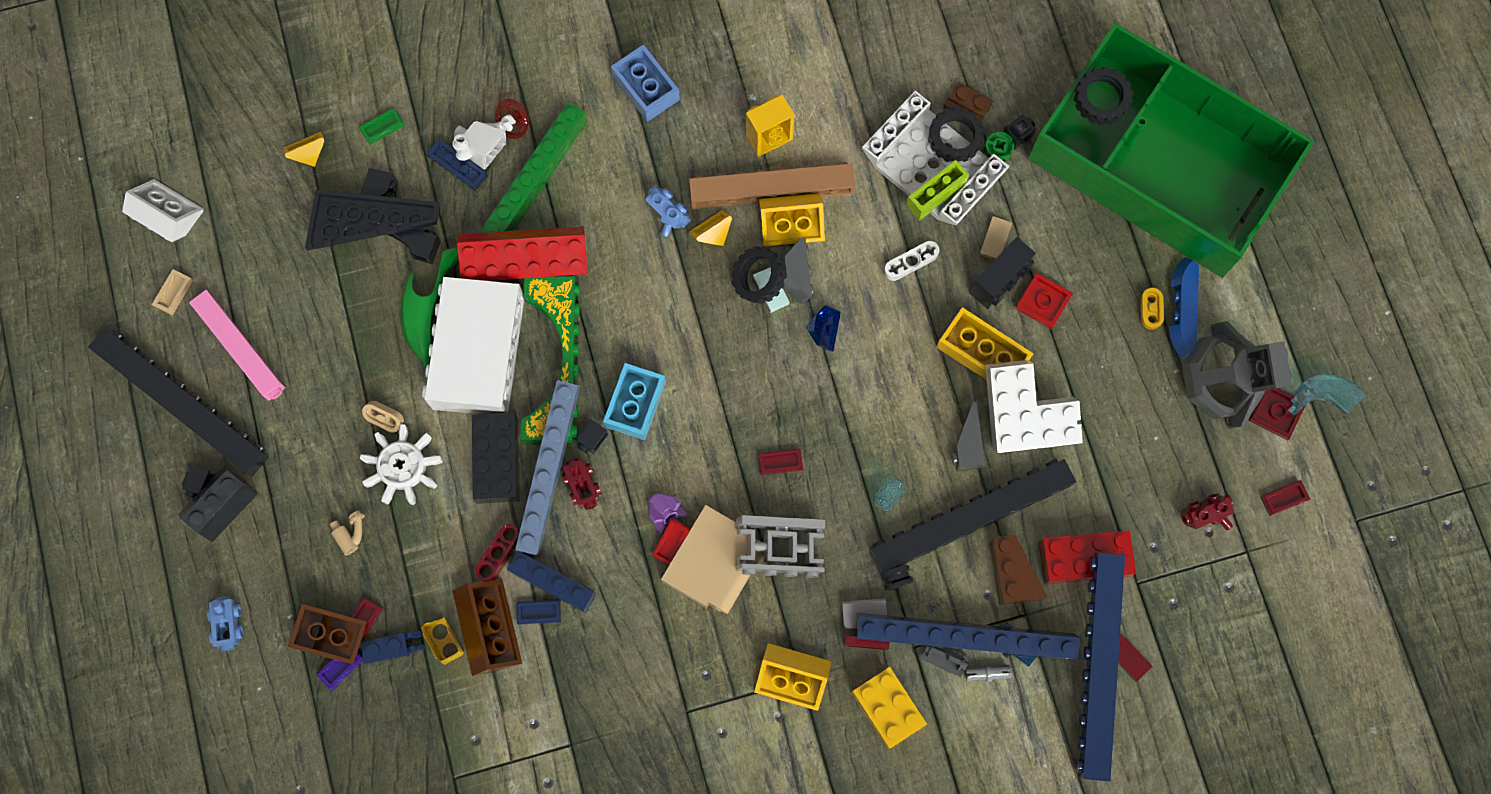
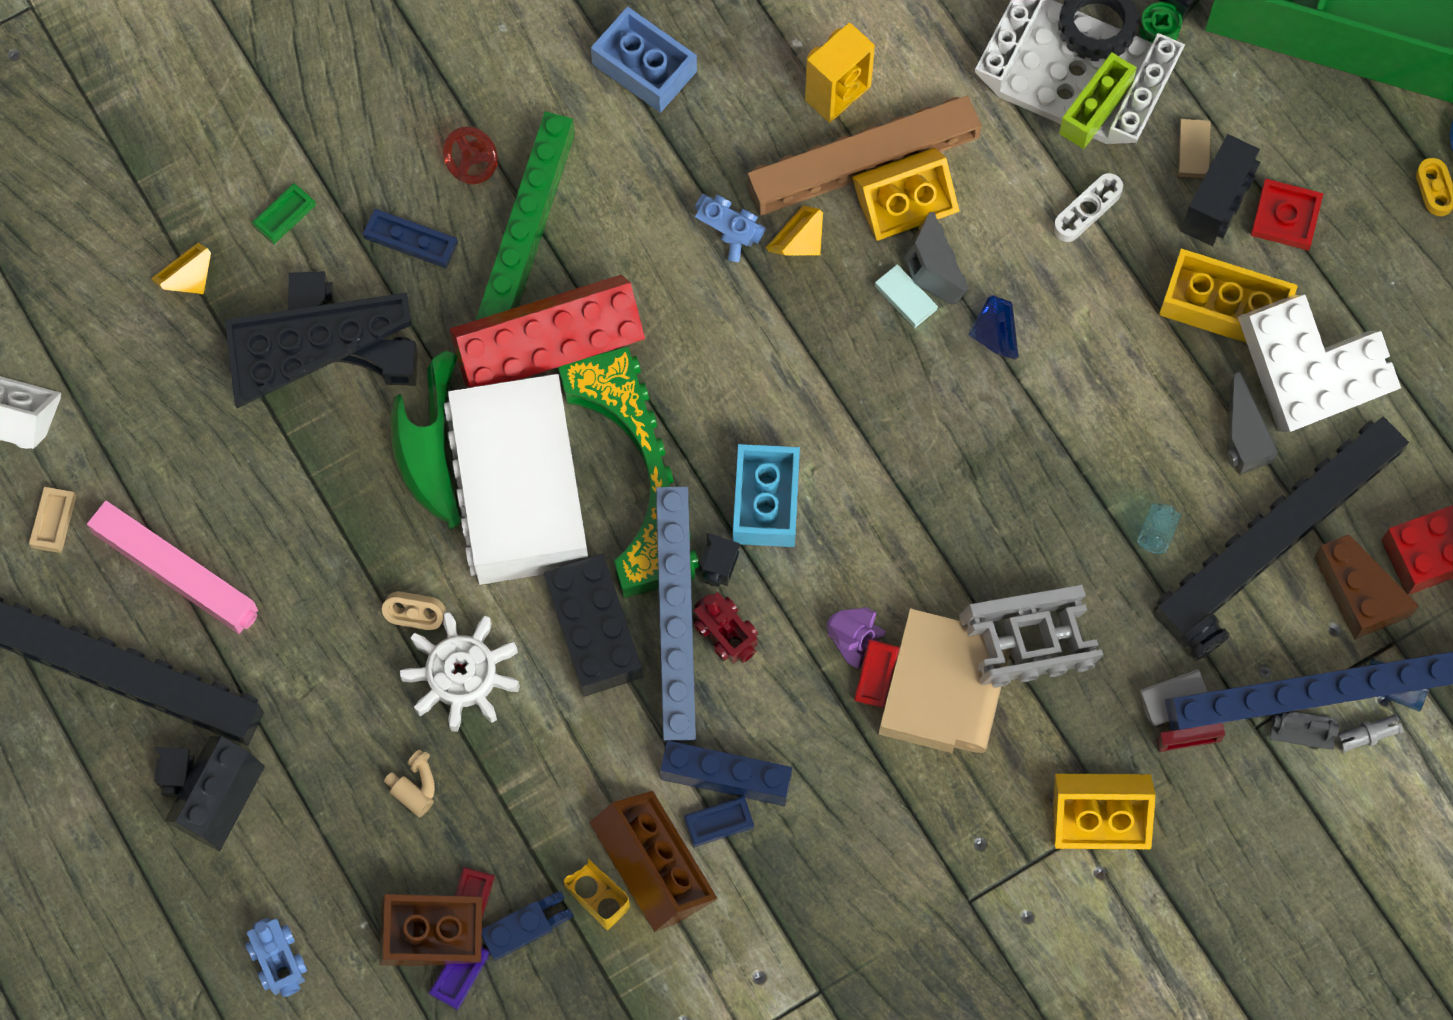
camera: 15 degrees left, 5 degrees down
(482, 141) = (438, 195): white torso -> none
(498, 542) = (642, 740): dark red beam -> none
(775, 281) = (860, 268): black tyre -> none
(780, 461) = (992, 526): dark red tile -> none
(888, 708) = (1248, 816): yellow brick -> none

